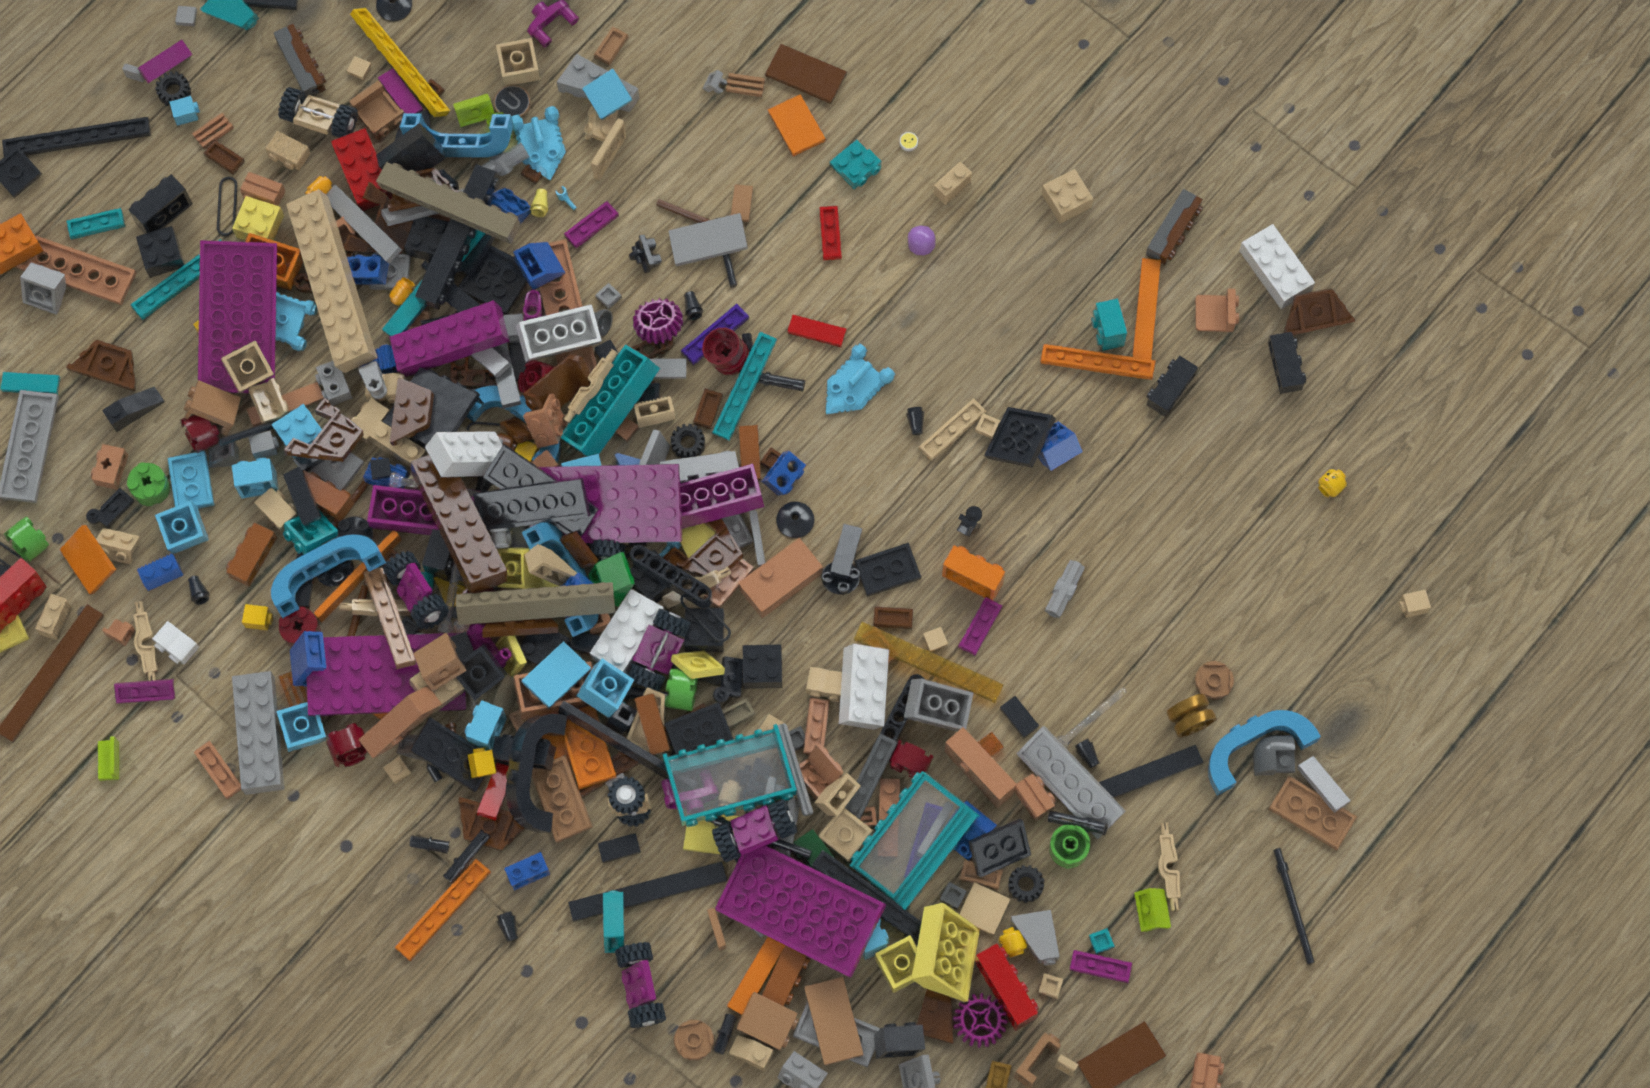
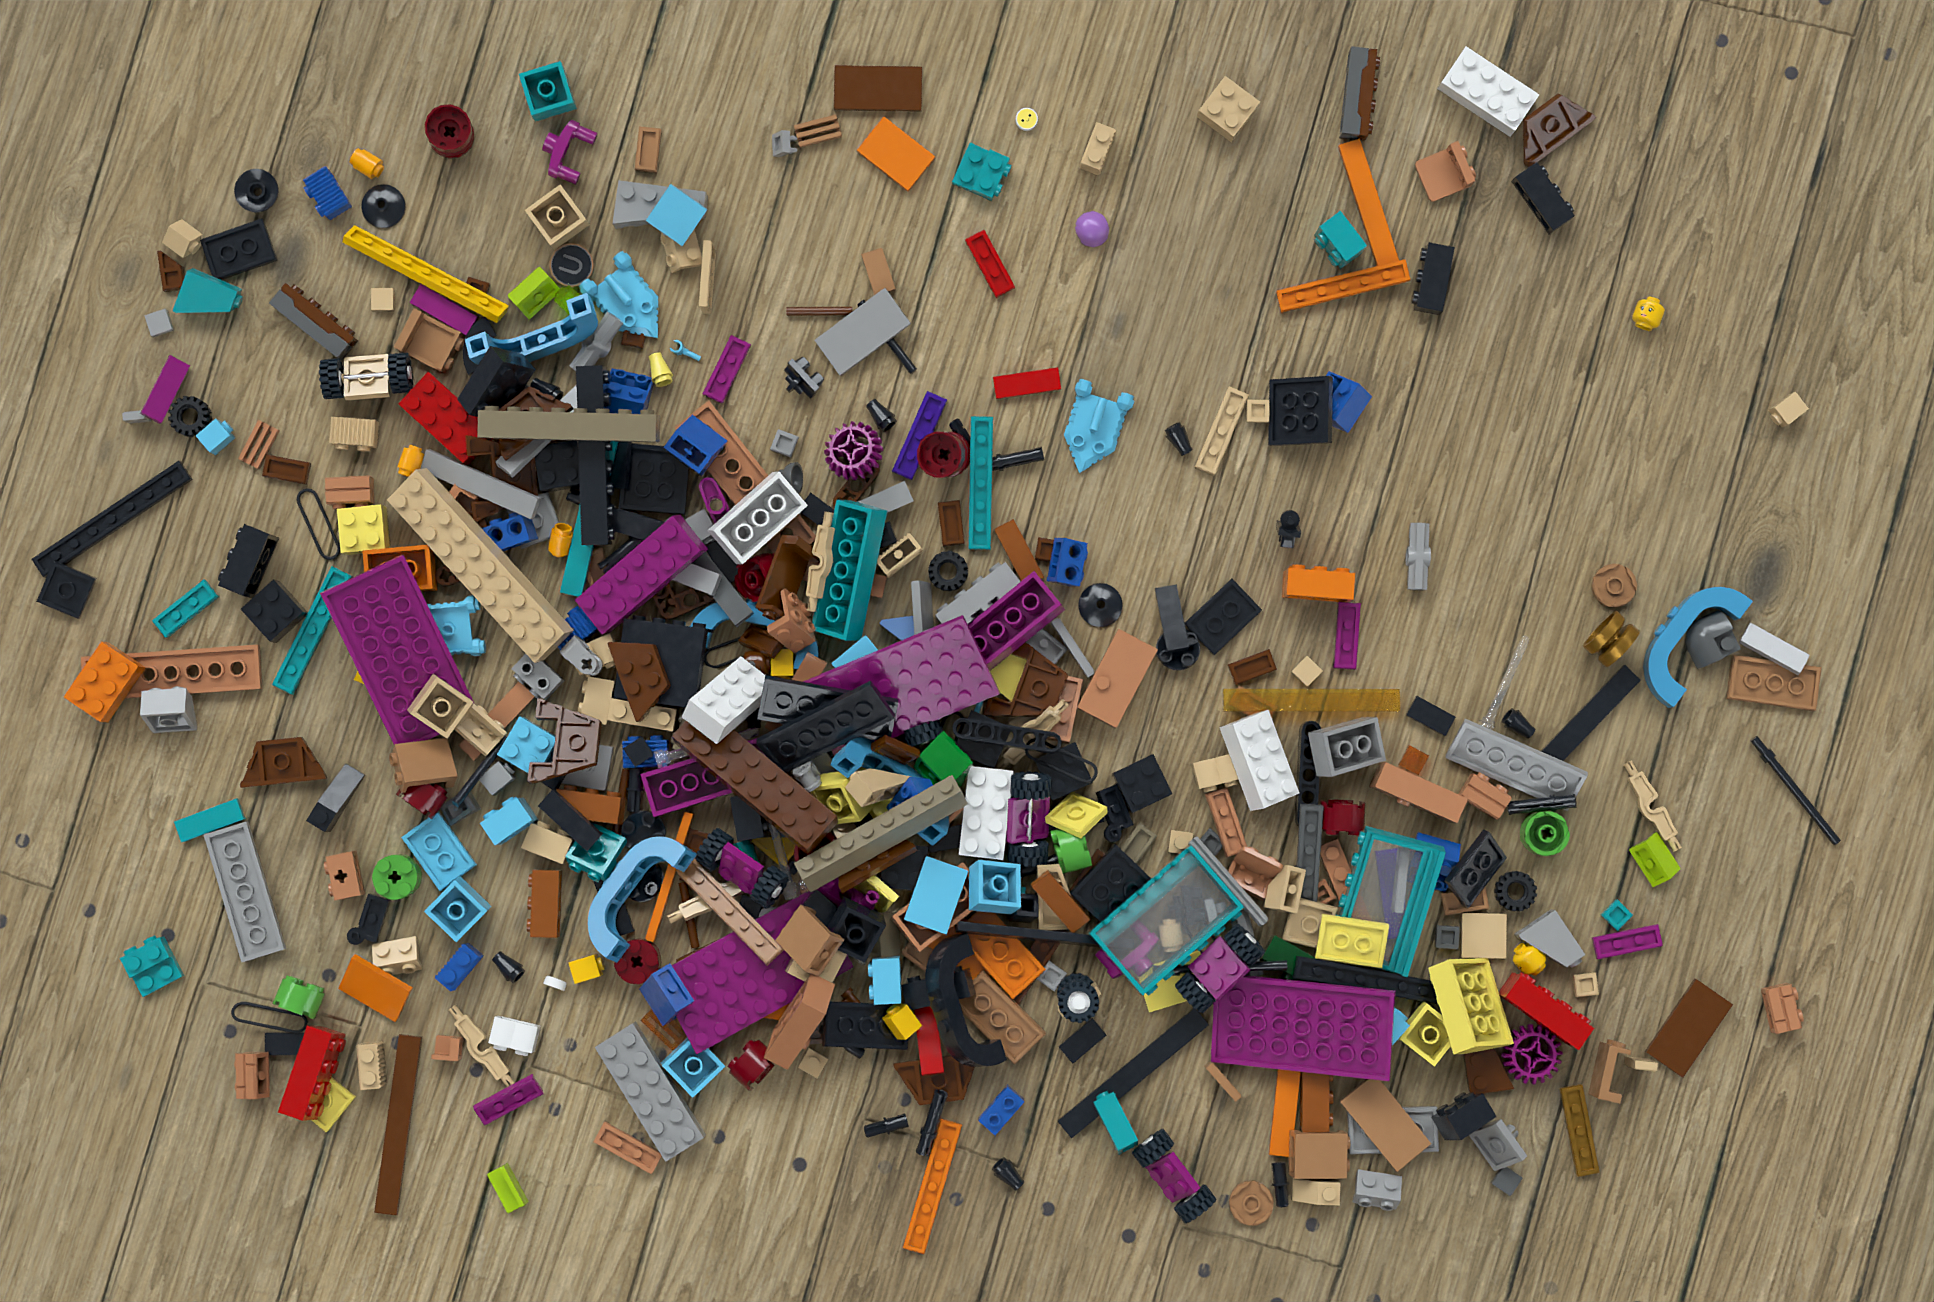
camera: 25 degrees left, 15 degrees up
(227, 618) = (556, 983): none -> white tile
(363, 500) = (634, 789): none -> black axle
(872, 858) = (1352, 941): none -> light yellow tile

